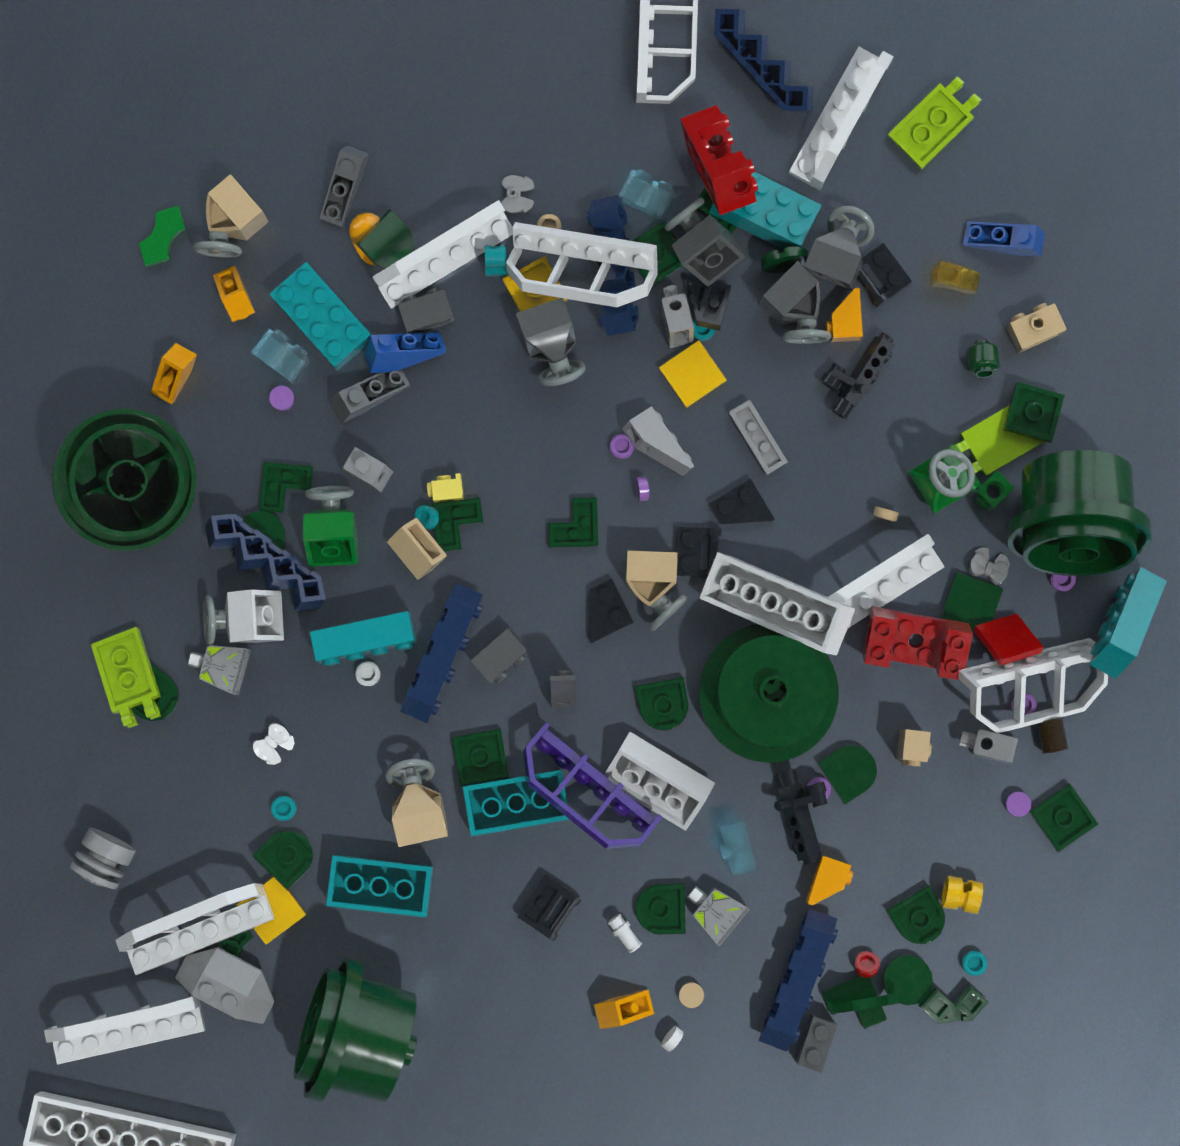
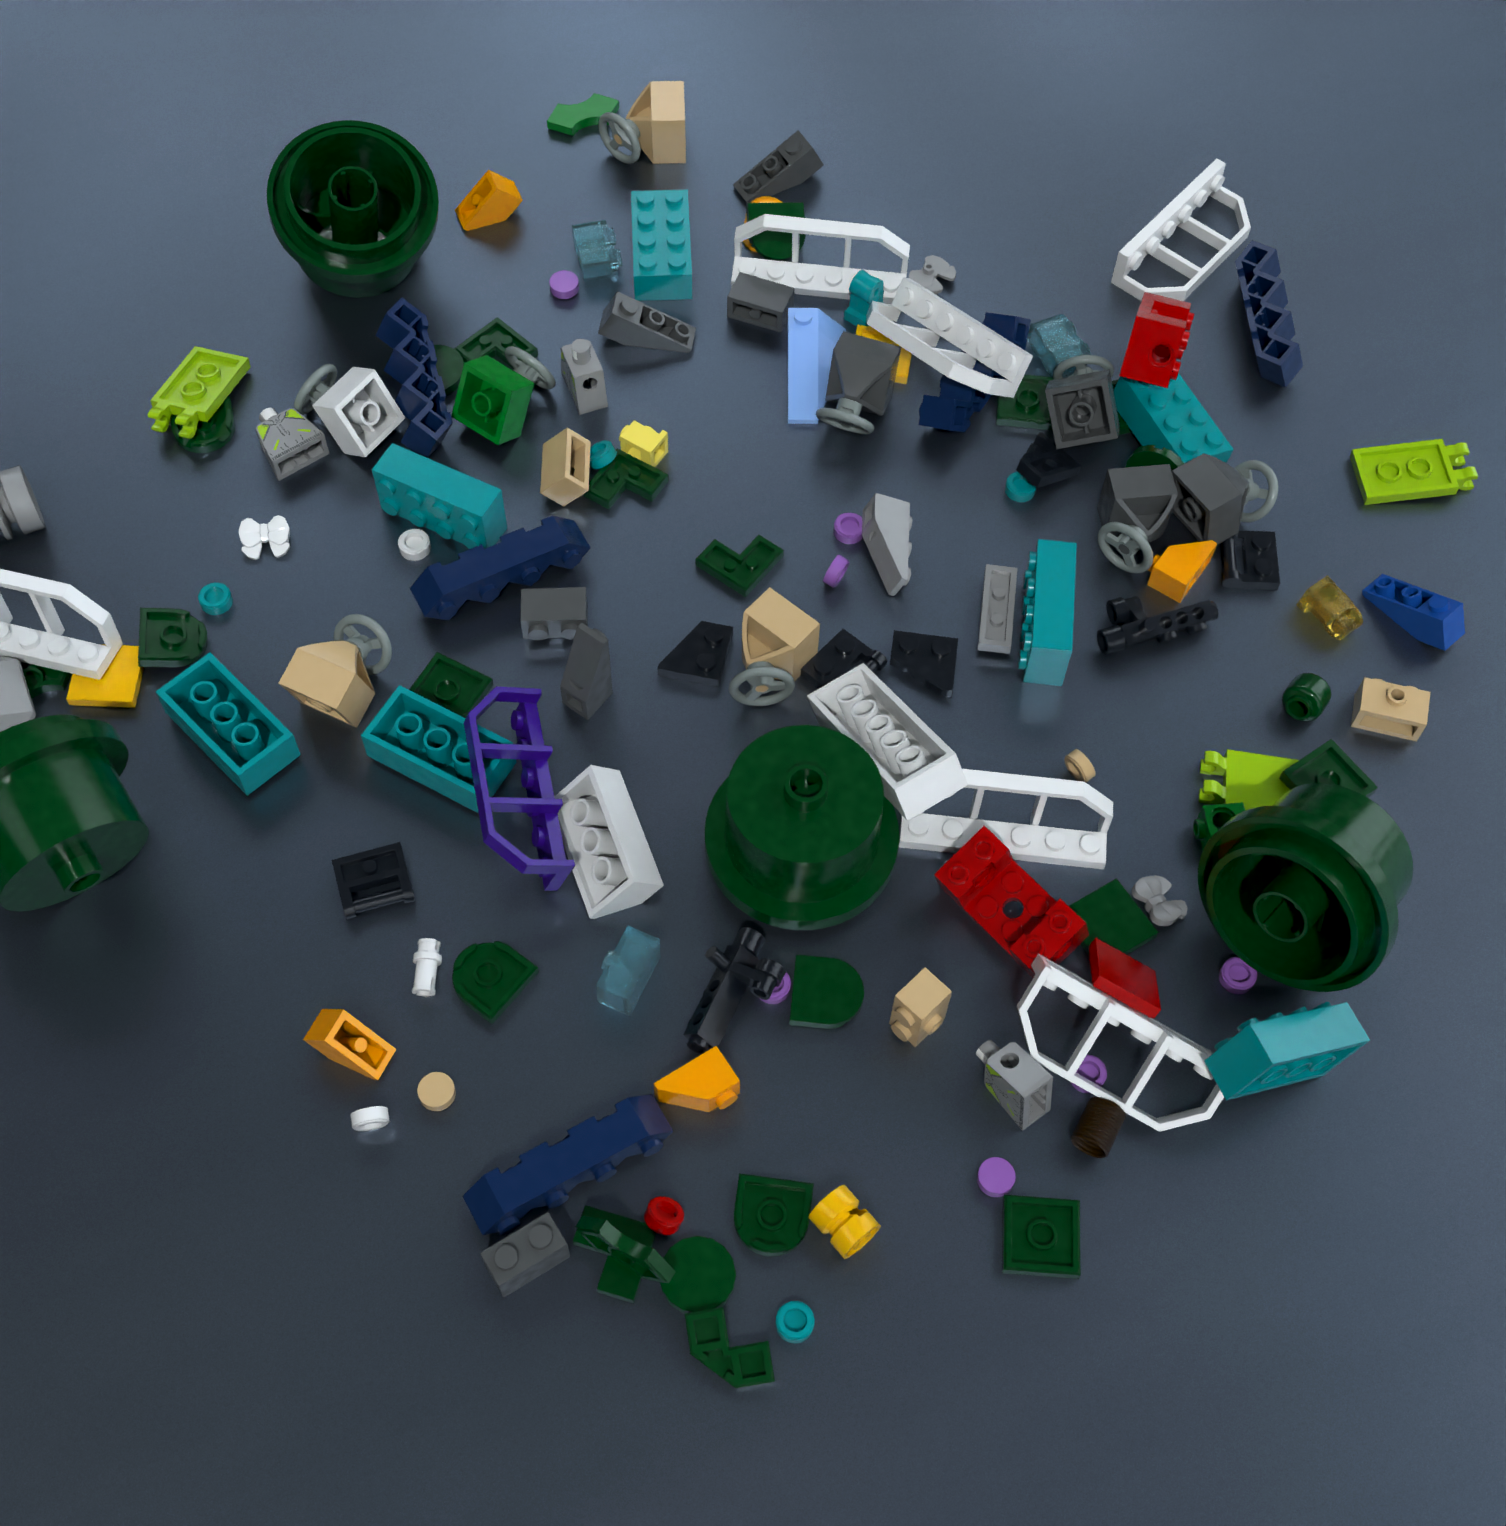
camera: 40 degrees right, 25 degrees down
(233, 294) = (599, 185): light orange slope -> none
(400, 351) = (707, 311): blue slope -> none
(497, 332) = (809, 358): none -> light blue wedge
(663, 703) = (680, 778): dark green tile -> none
(677, 317) = (1004, 442): light grey torso -> none
(692, 374) = (976, 516): yellow tile -> none
(716, 912) = (544, 1023): light grey torso -> none
(796, 423) = (1048, 612): none -> teal brick
(839, 117) = (1315, 398): white plate -> none
(945, 478) = (1176, 765): piece -> none

